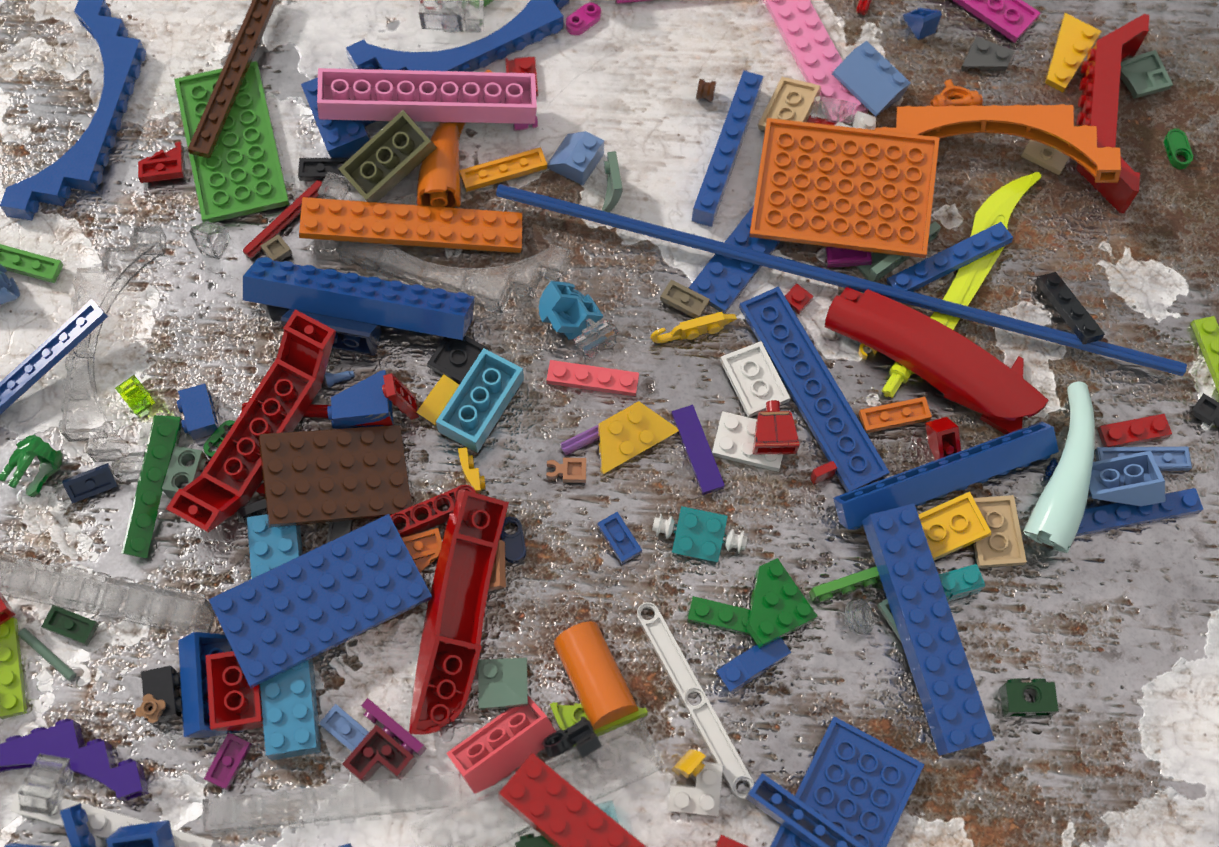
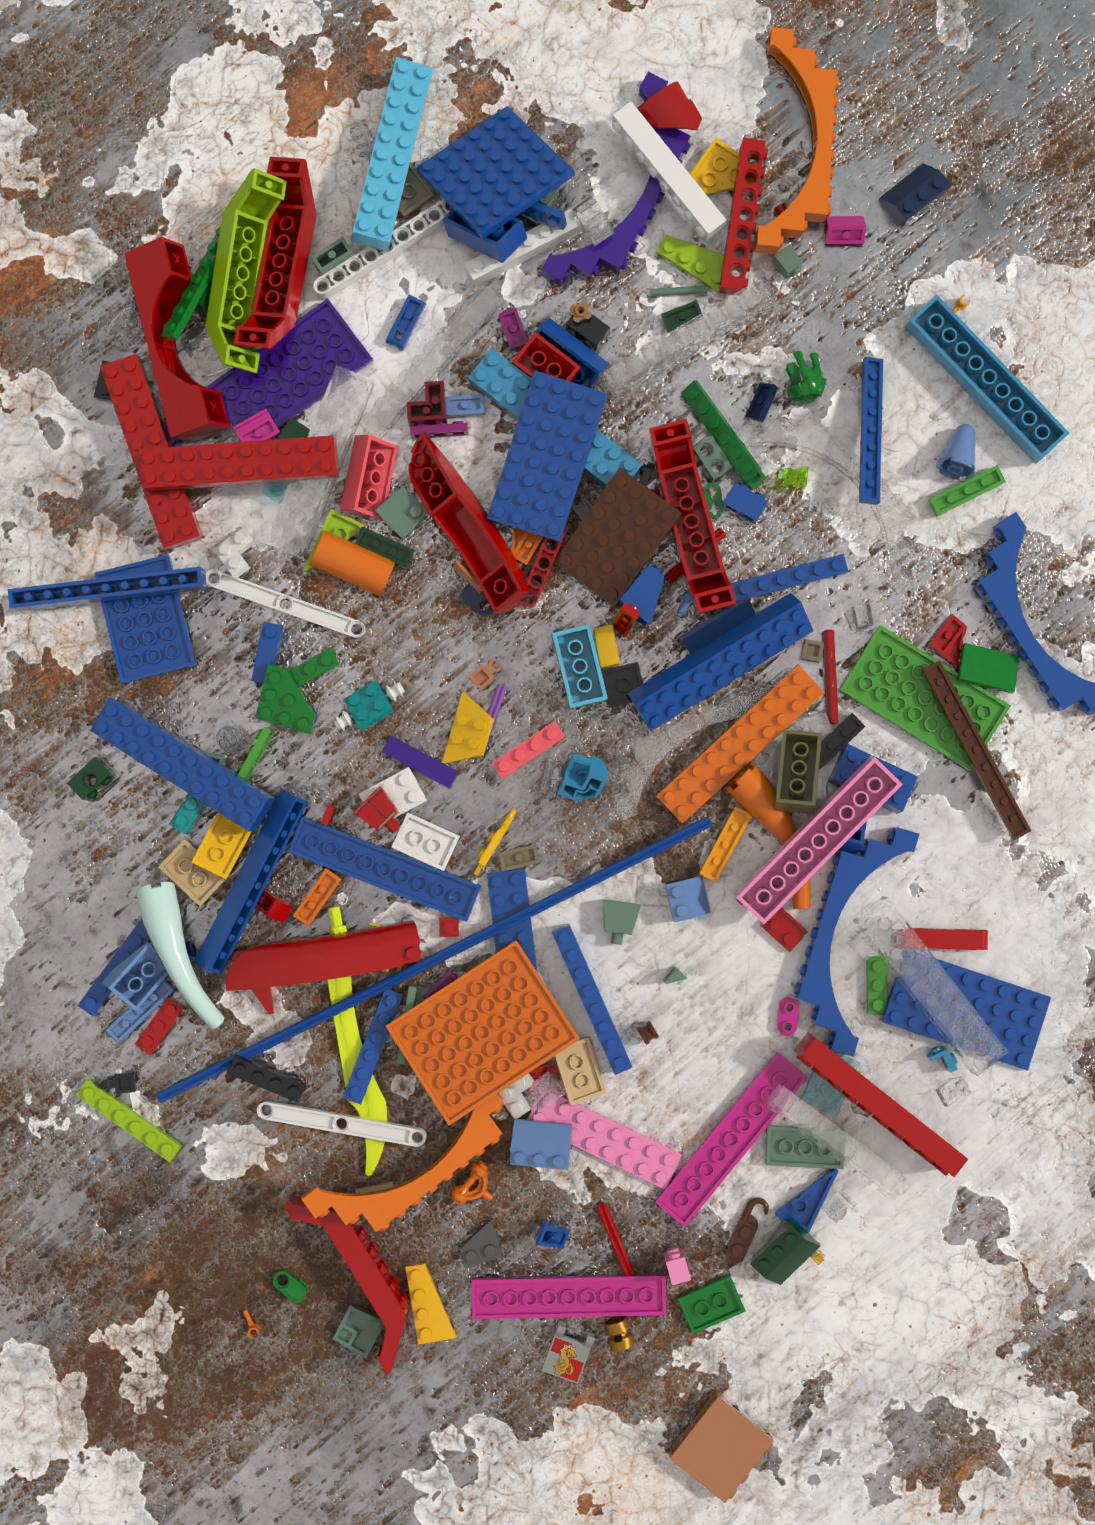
camera: 140 degrees right, 20 degrees up
(158, 118) = (988, 668): none -> green tile
(227, 320) = (790, 577): none -> blue plate
(470, 473) = (536, 615): yellow slope -> none
(550, 664) = (385, 547): none -> dark green plate
(579, 733) = (329, 513): black piece -> none
(614, 183) = (635, 891): sand green plate -> none
(619, 537) = (415, 660): blue plate -> none
(644, 111) = (674, 976): none -> sand green slope
(645, 186) = (619, 918): none -> sand green torso
(690, 764) = (252, 559): yellow slope -> none
(1041, 237) = (355, 1126): none -> white beam

